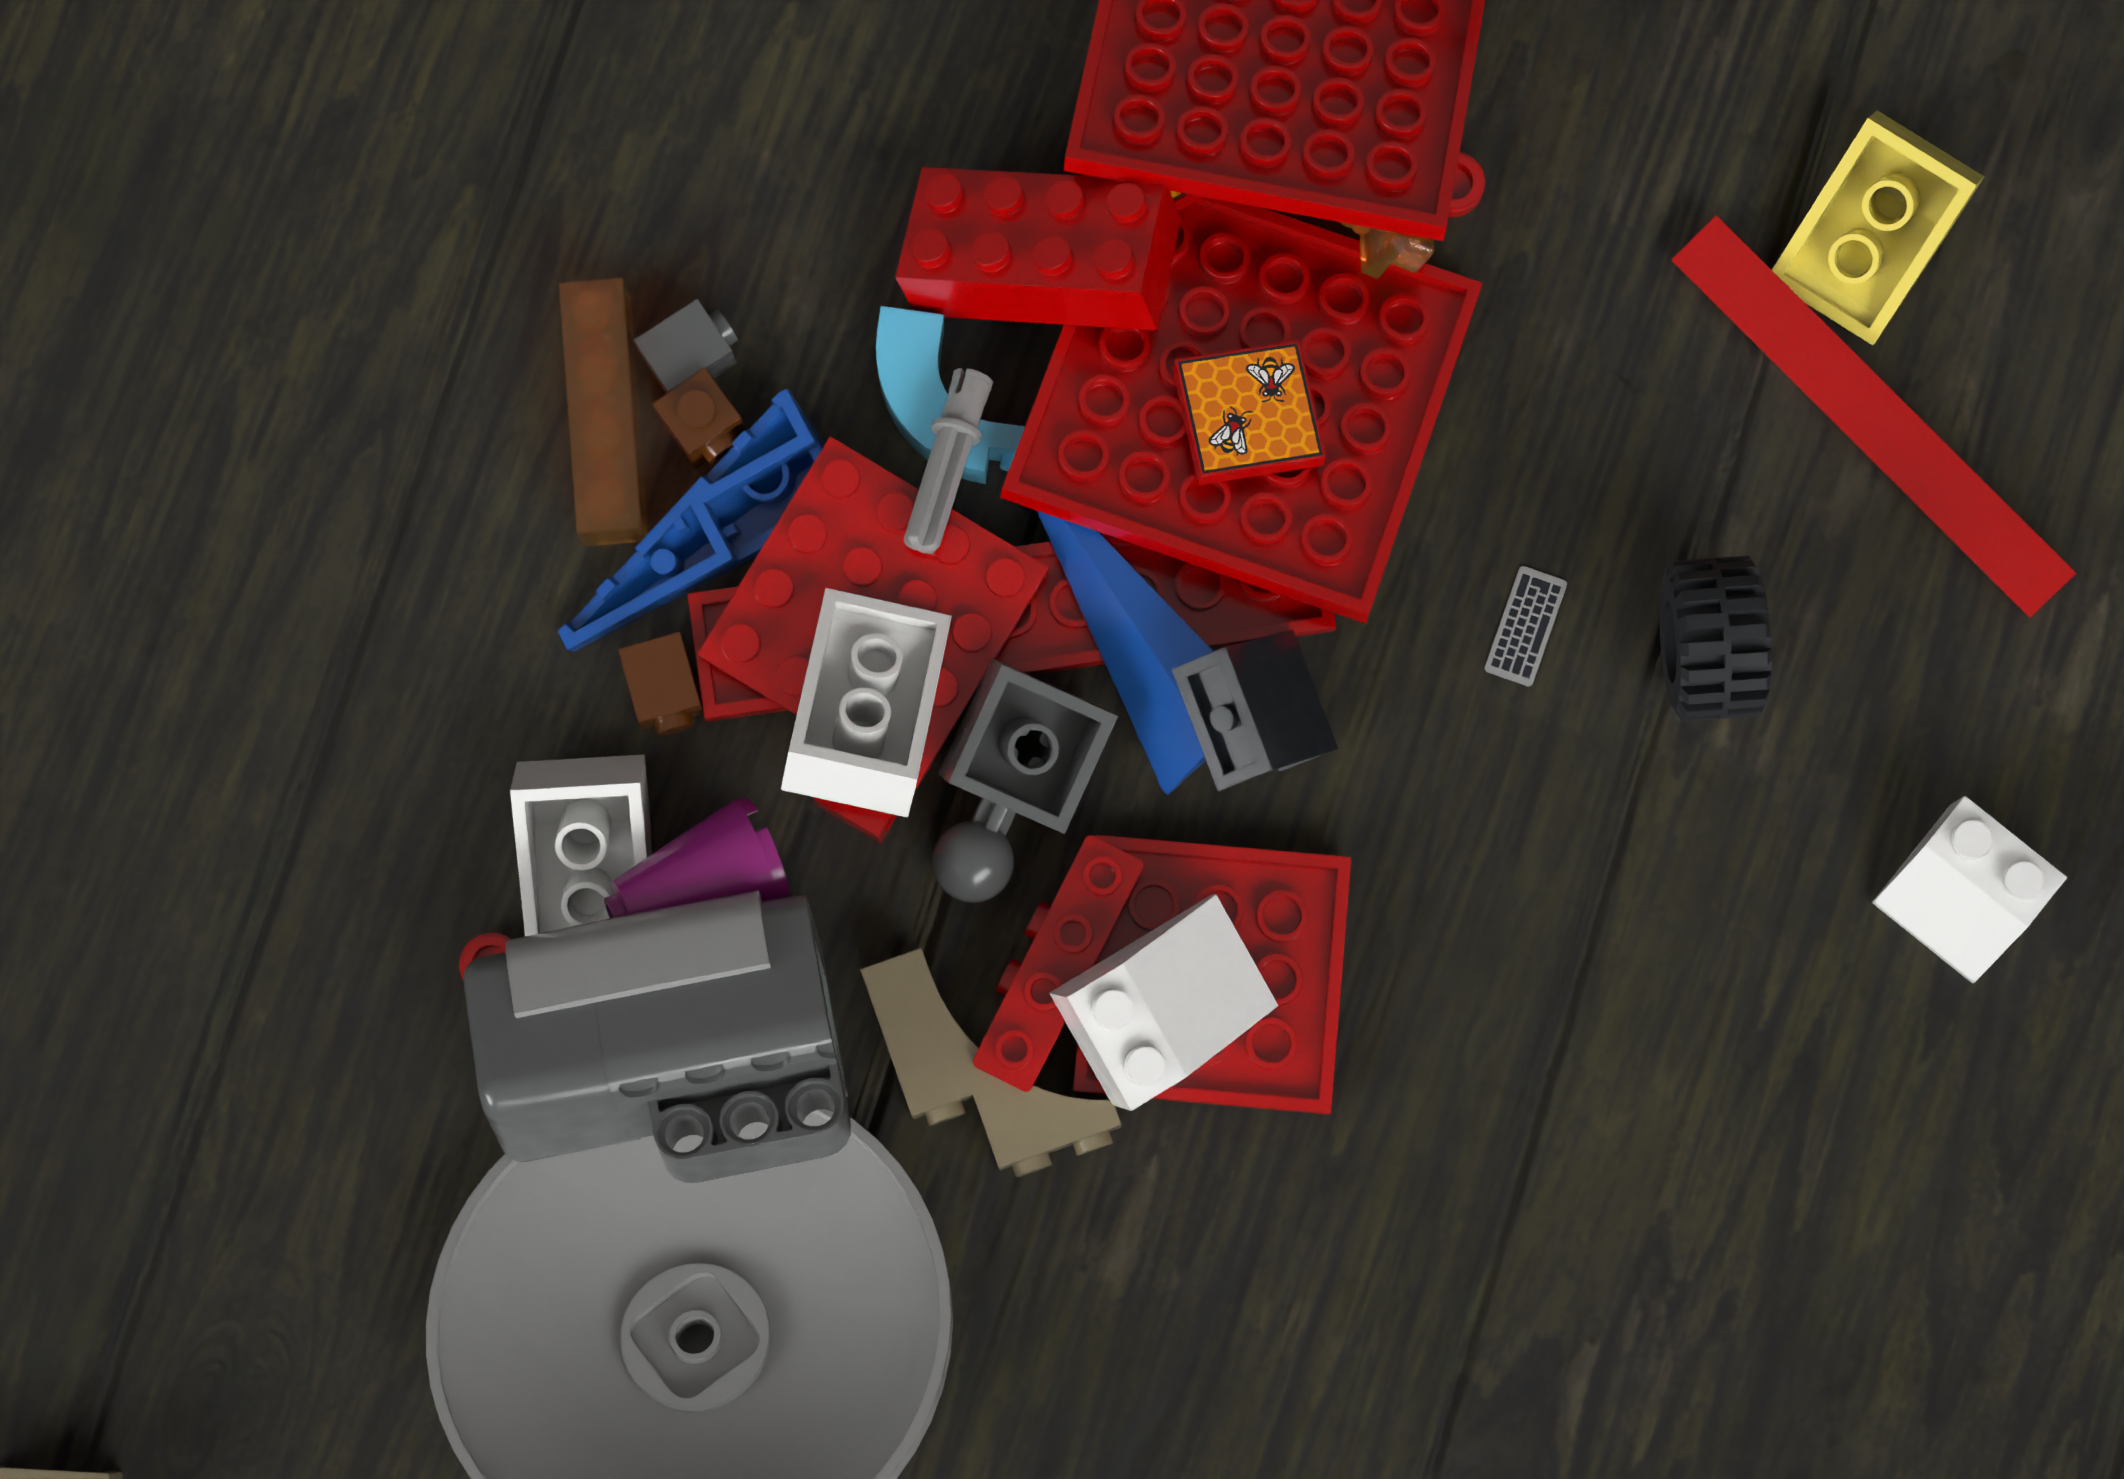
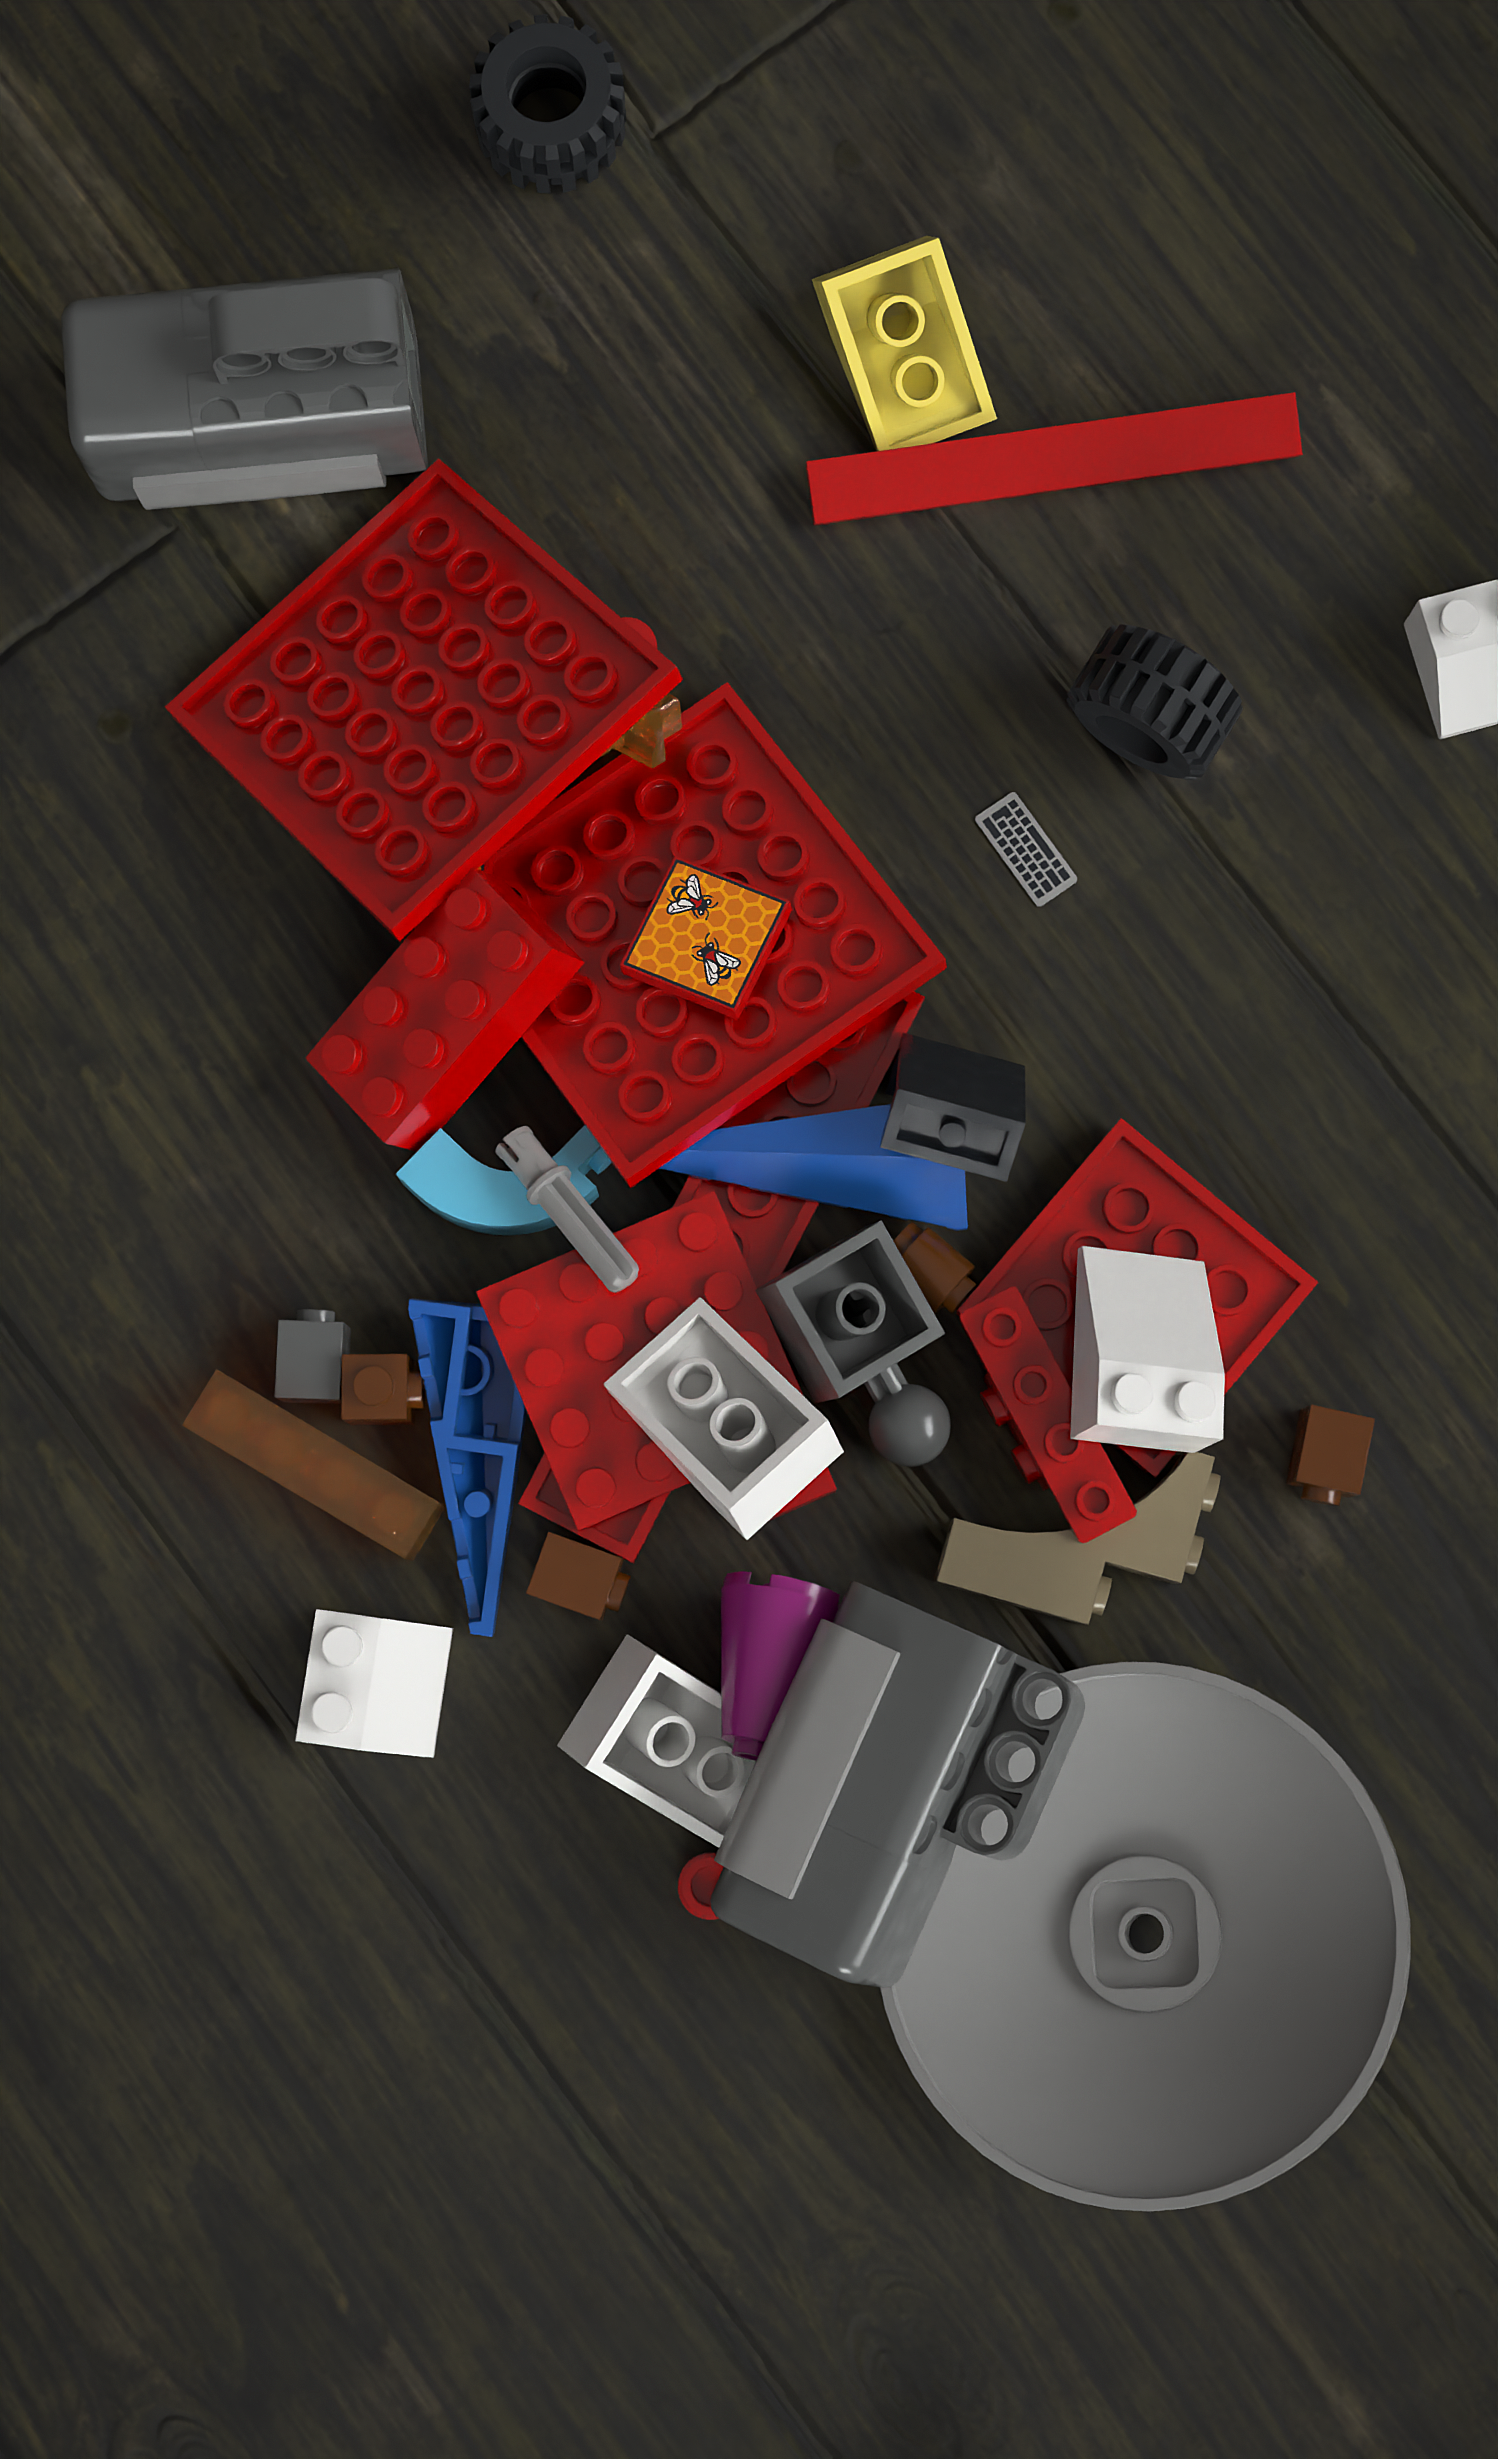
camera: 55 degrees left, 0 degrees up
(464, 583) = (374, 1684): none -> white slope
(1116, 791) = (936, 1267): none -> reddish brown brick
(1193, 1221) = (1329, 1454): none -> reddish brown brick

